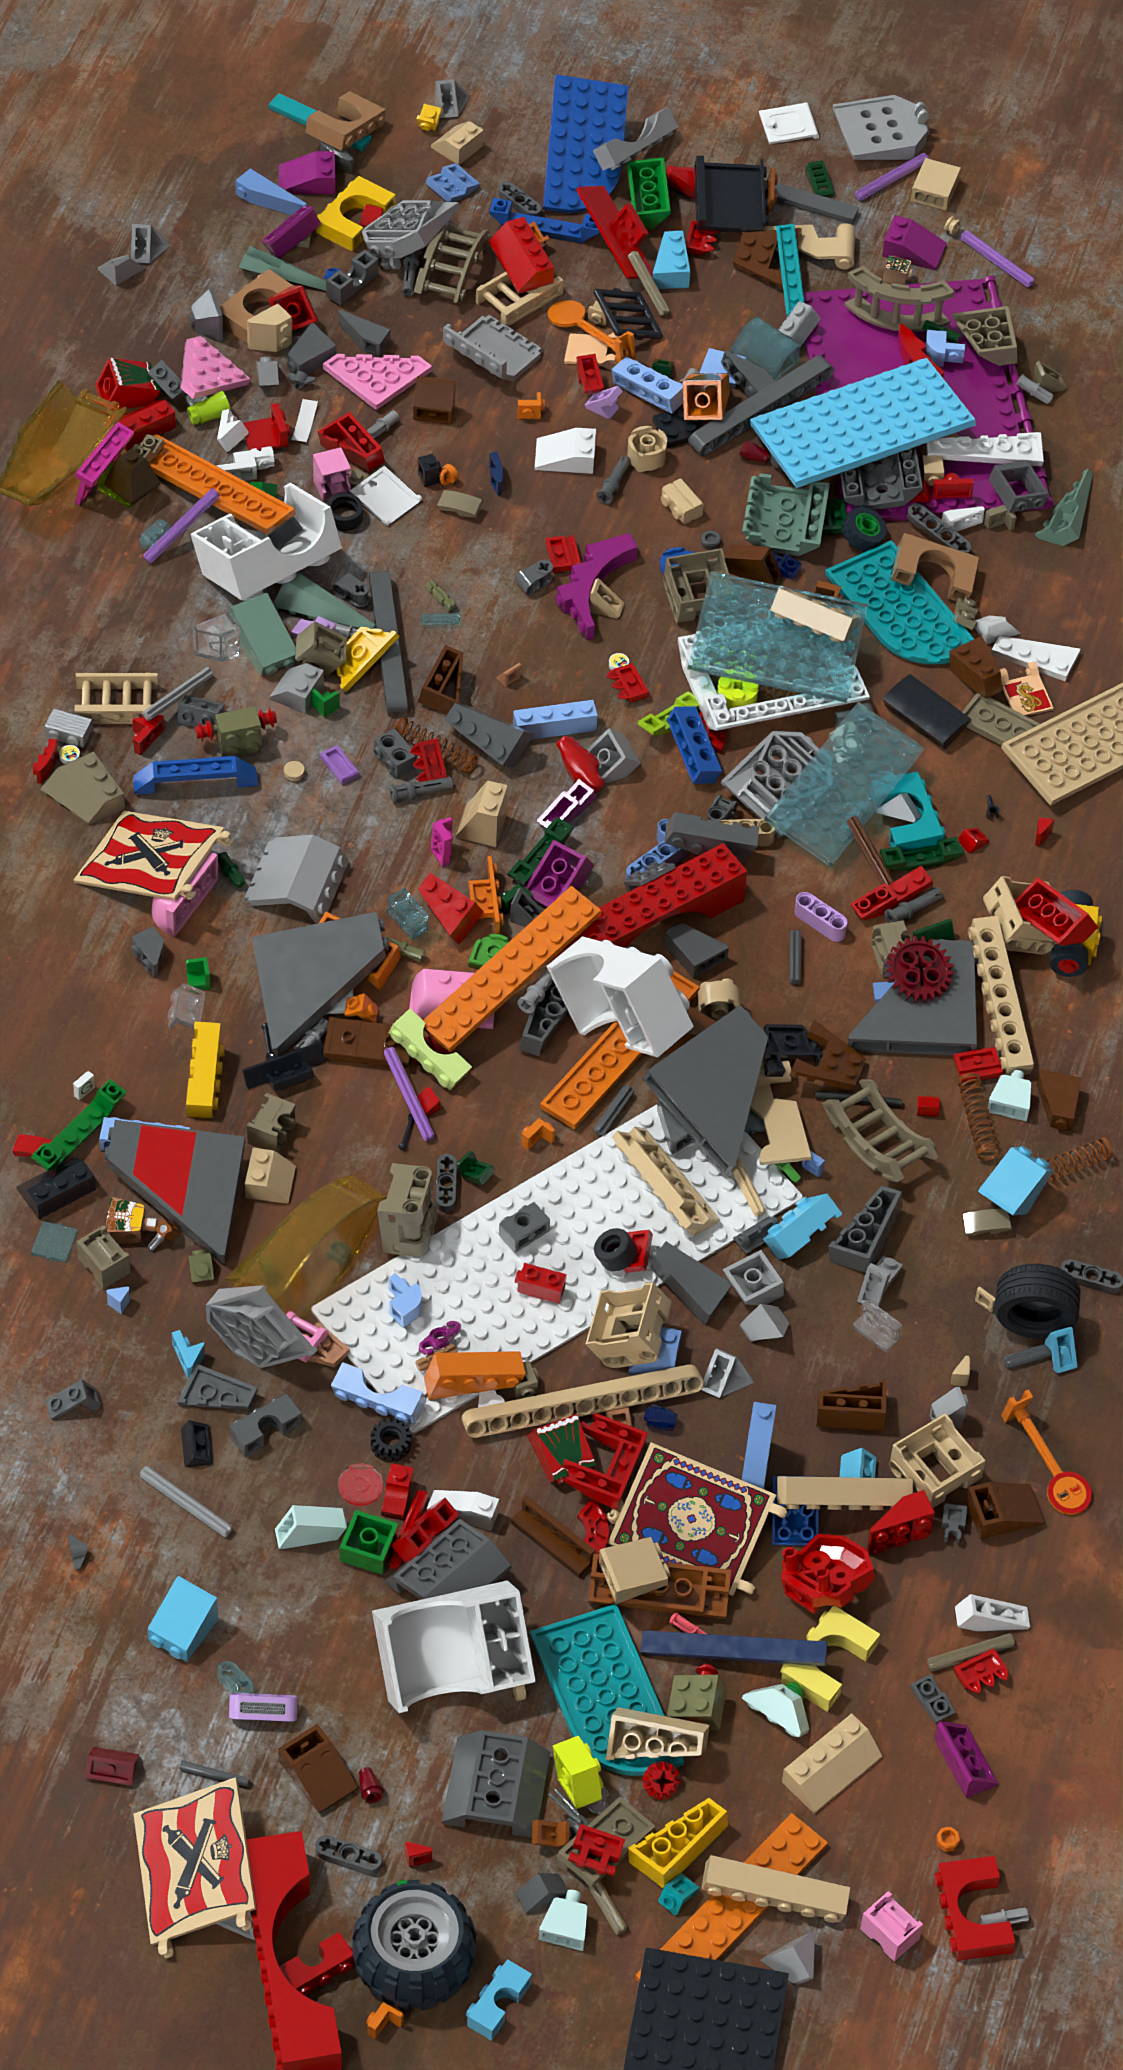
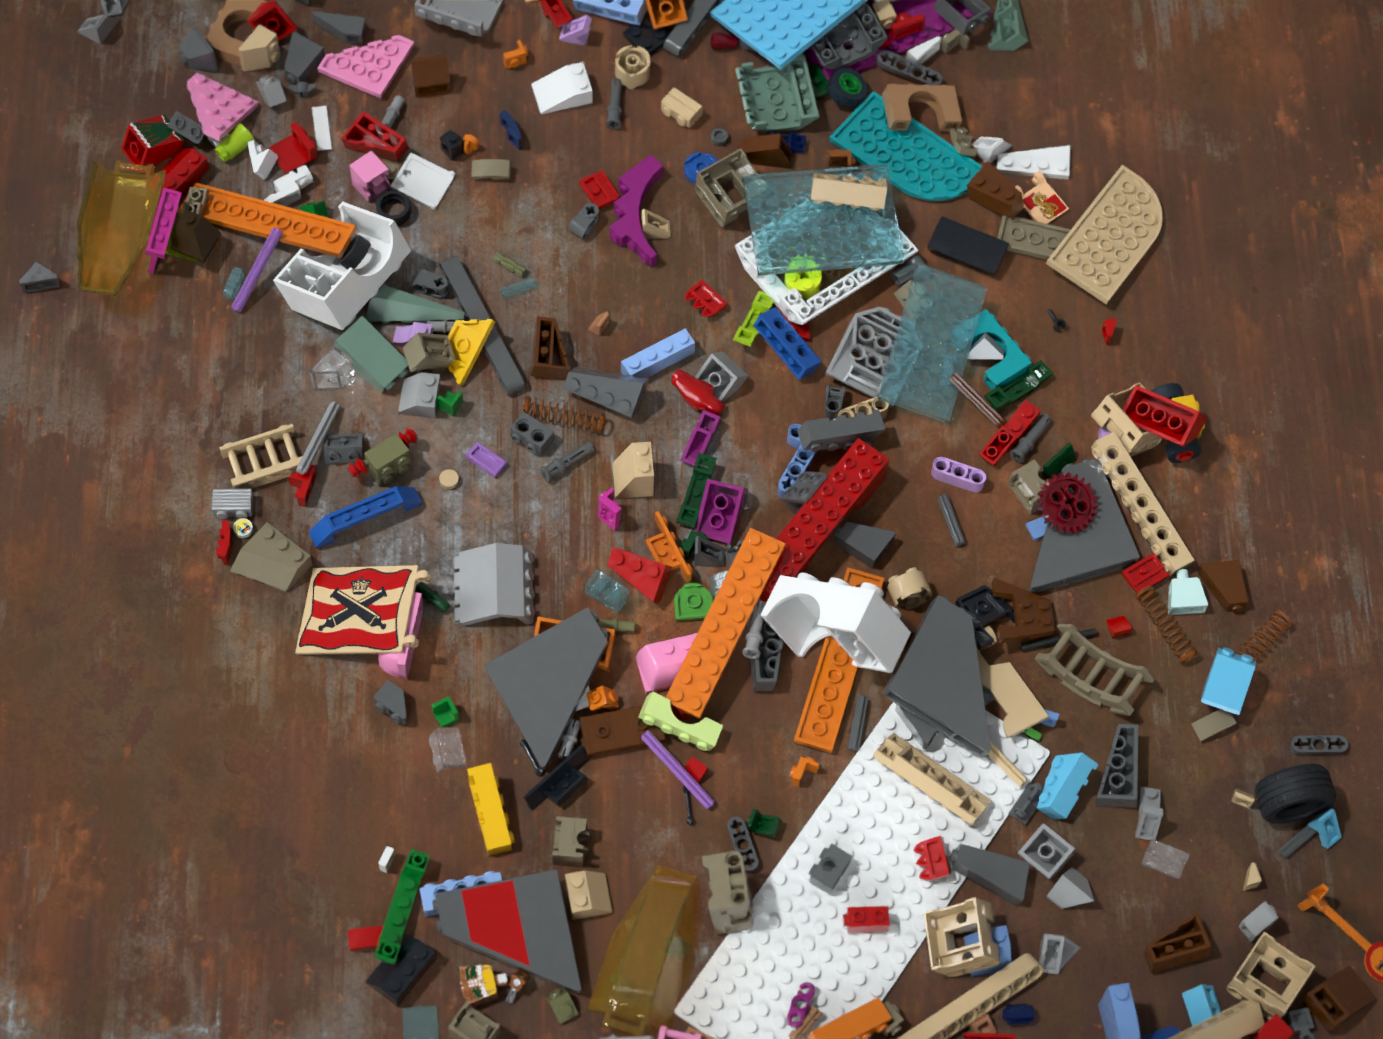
camera: 20 degrees left, 10 degrees up
(407, 1300) = (760, 977): light blue brick -> none
(430, 760) = (566, 433): red plate -> none
(618, 660) = (688, 280): tile -> none
(622, 1256) = (929, 870): black tyre -> none
(972, 839) = (1053, 356): red slope -> none

